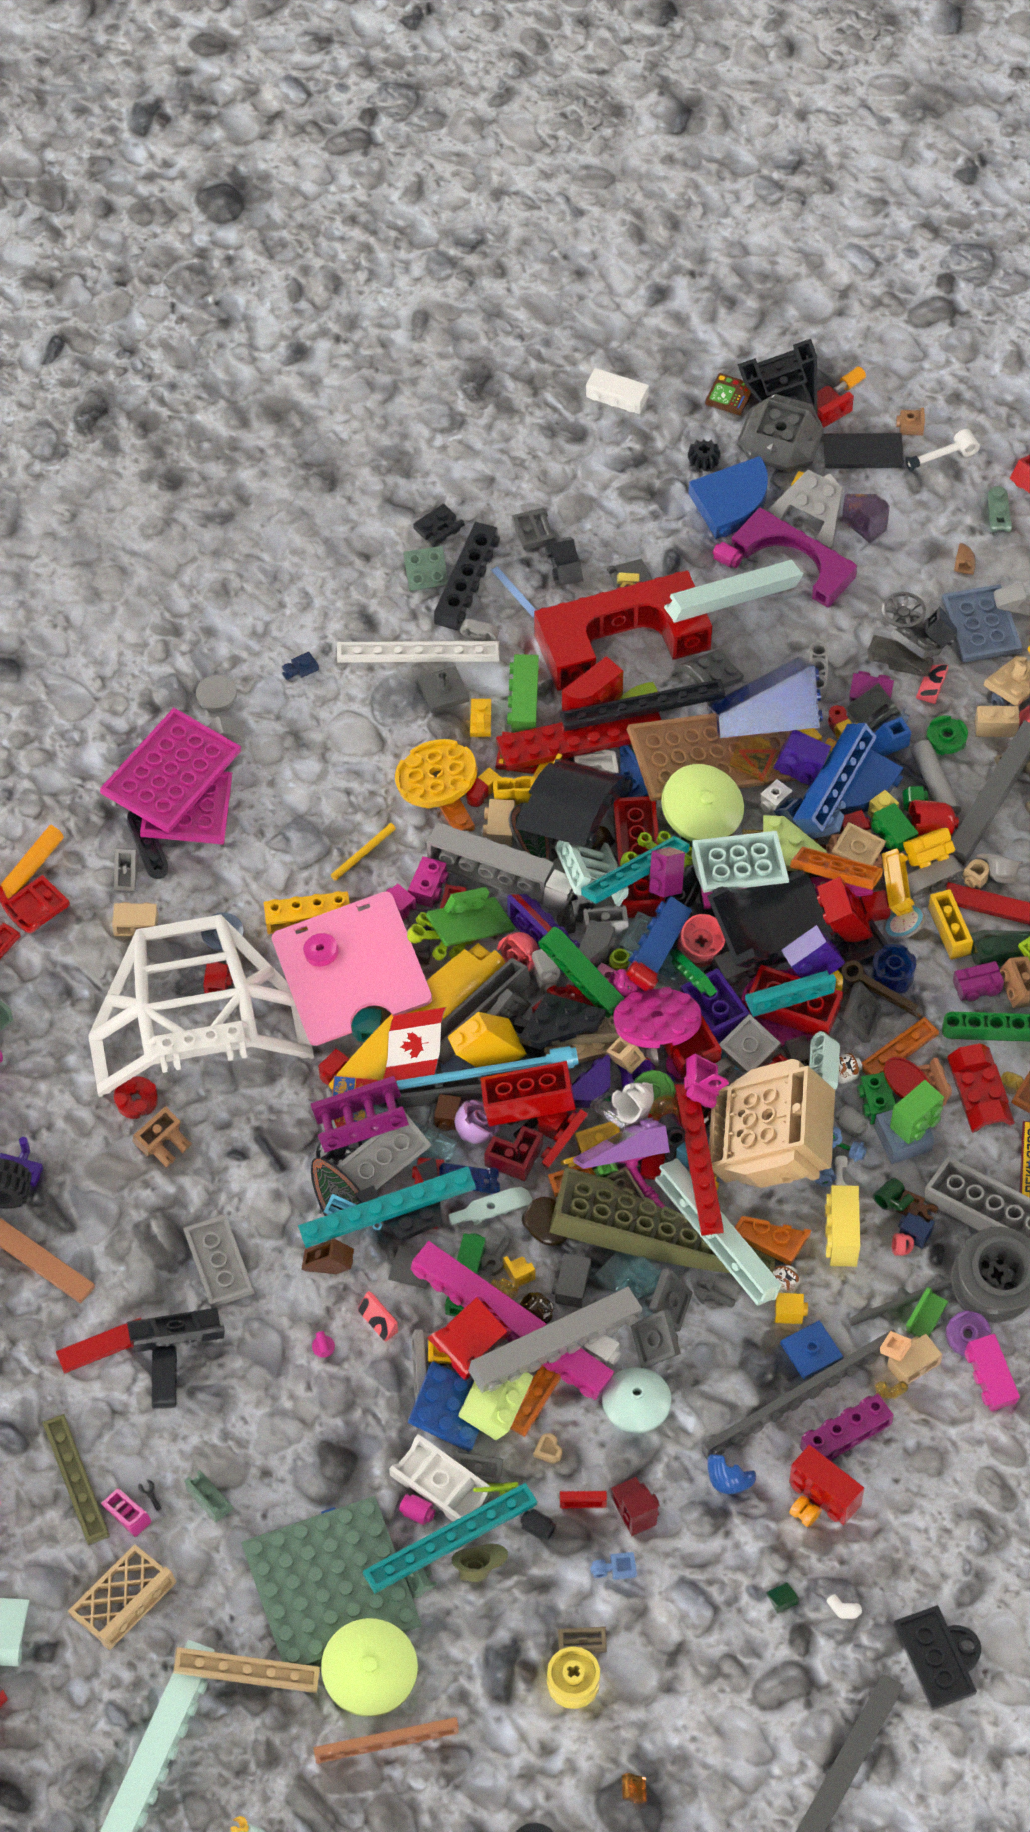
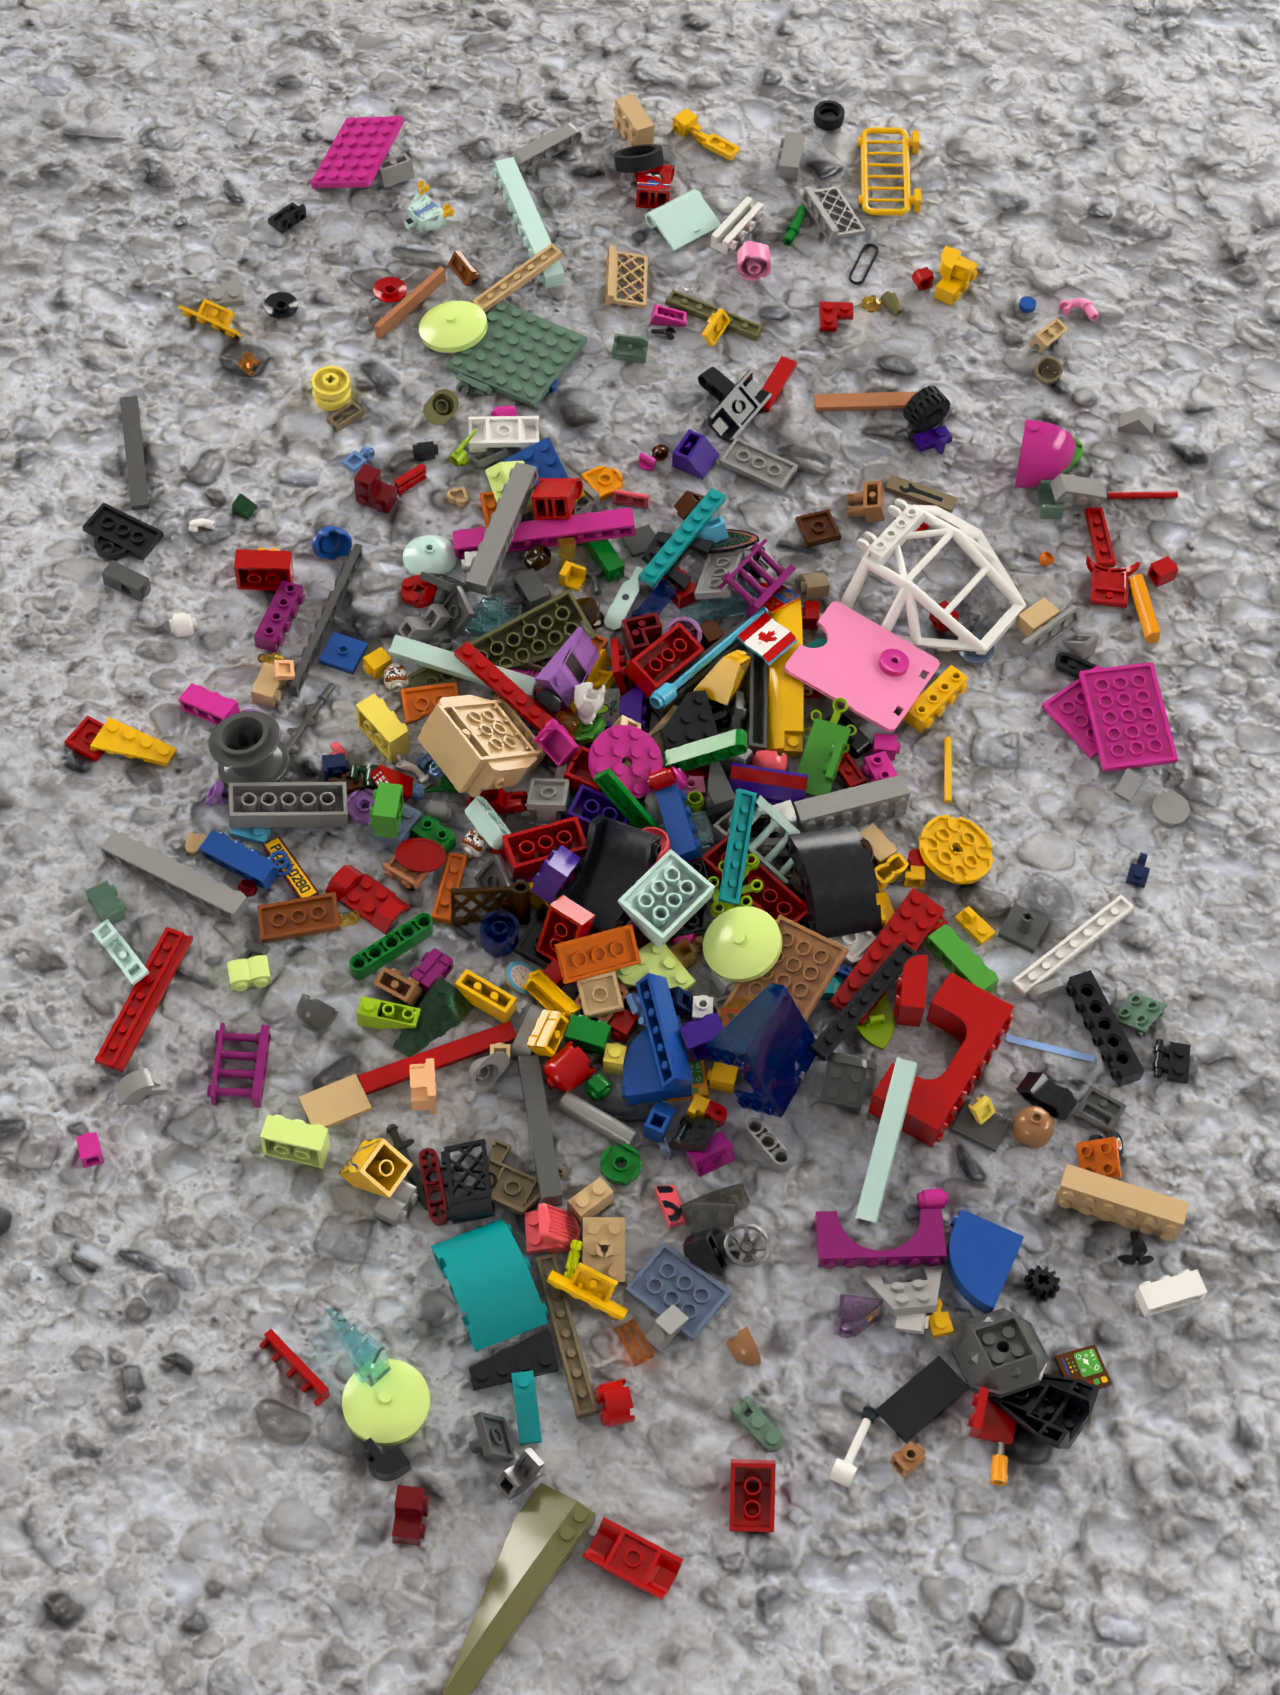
camera: 135 degrees right, 0 degrees up
(60, 968) = (1046, 559): none -> orange hinge
(87, 1454) = (716, 325): none -> yellow hinge
(96, 1119) = (920, 493): none -> dark tan tile
(154, 898) = (1050, 631): none -> light grey tile
(230, 1155) = (818, 528): none -> reddish brown tile
(274, 1313) = (694, 455): none -> dark purple slope
(286, 1740) = (463, 268): none -> dark orange hinge
(299, 1347) = (662, 455): none -> reddish brown plate
(309, 1079) = (812, 585): none -> dark tan brick
(386, 1359) = (603, 480): none -> light orange tile
(394, 1765) = (389, 289): none -> red dish
(449, 1538) = (465, 401): teal plate -> none
(458, 816) = (907, 837): orange plate -> none
(576, 493) = (1101, 1154): none -> orange plate
(594, 455) = (1121, 1203): none -> tan brick
(597, 551) = (1033, 1127): none -> medium nougat cylinder
(614, 425) = (1139, 1249): none -> black plant
(666, 872) = (713, 855): magenta brick -> none
(686, 1376) = (421, 600): none -> red plate
(713, 1320) = (422, 627): none -> light grey brick
(790, 993) = (547, 834): teal fence -> none
(876, 1165) = (388, 775): none -> red slope
(915, 1164) = (356, 802): none -> medium lavender plate
(926, 1314) = (283, 715): bright green panel -> none
(951, 1492) = (182, 624): none -> white head
(974, 1587) = (126, 581): none -> dark grey brick

